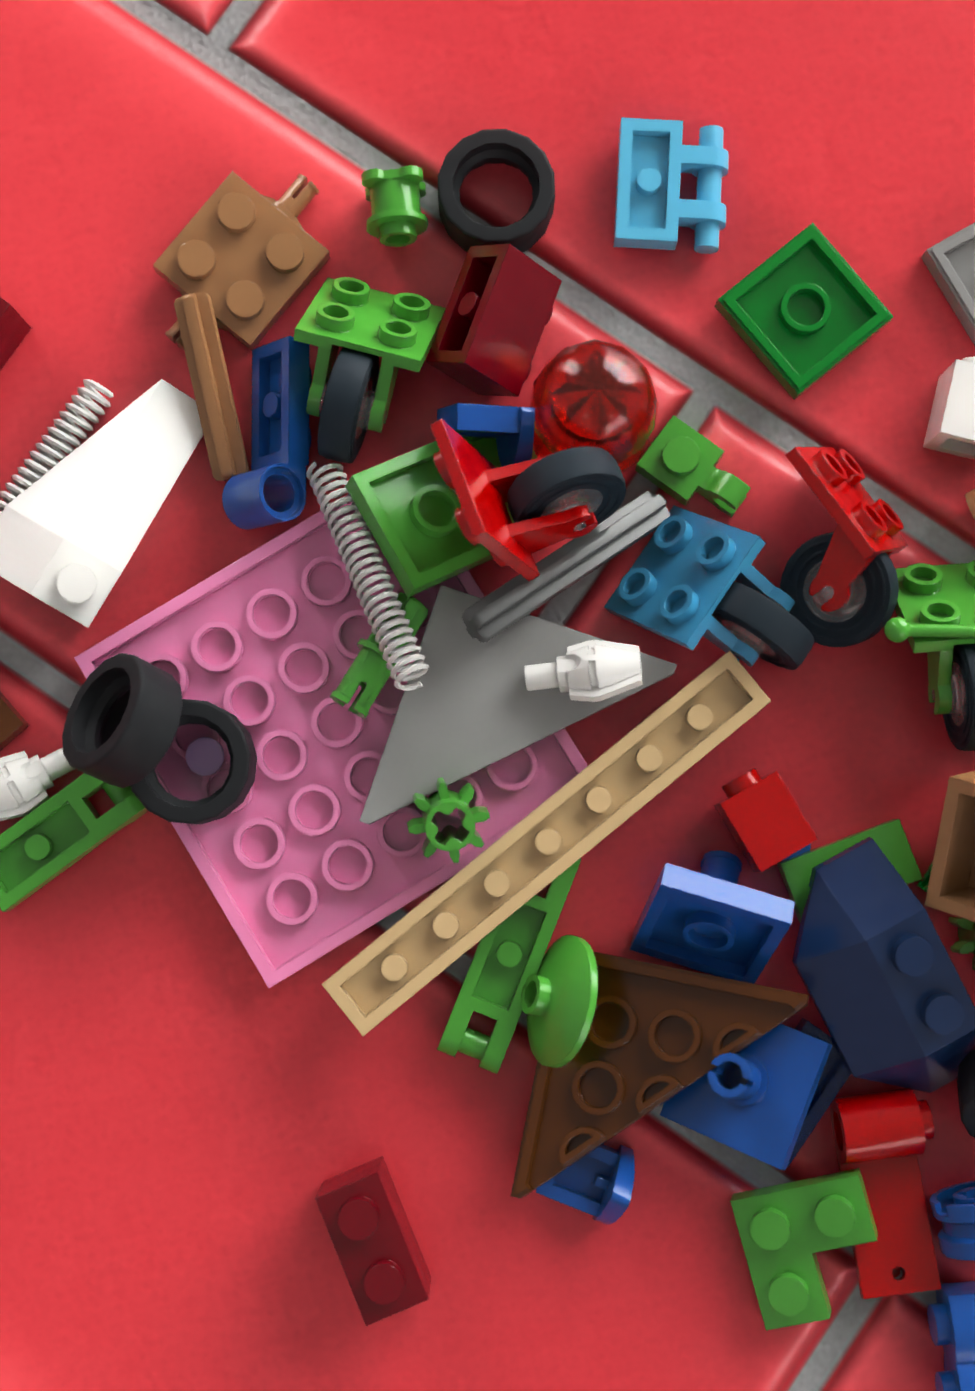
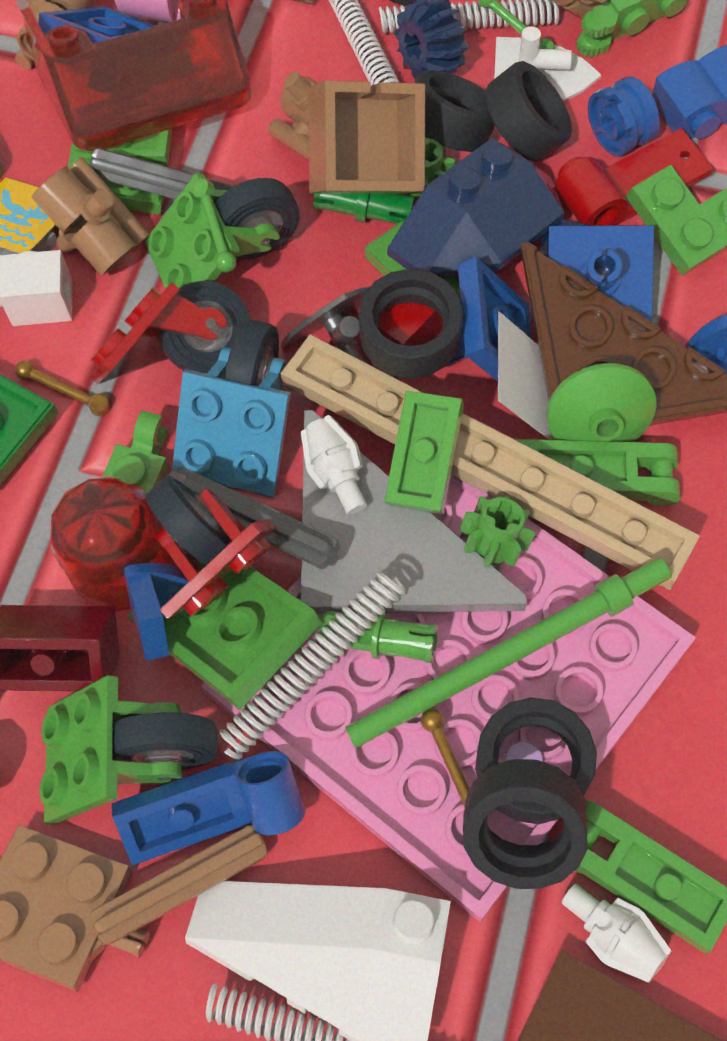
camera: 105 degrees left, 20 degrees down
(275, 680) = (433, 721): none -> pearl gold hinge
(326, 908) = (610, 597): none -> bright green bar
(560, 771) = (424, 452): none -> bright green plate
(639, 928) = (521, 376): none -> white sticker
(781, 802) = (402, 288): none -> black tyre
(794, 742) = (331, 317): none -> flat silver shield
(865, 377) = (97, 403): none -> pearl gold hinge

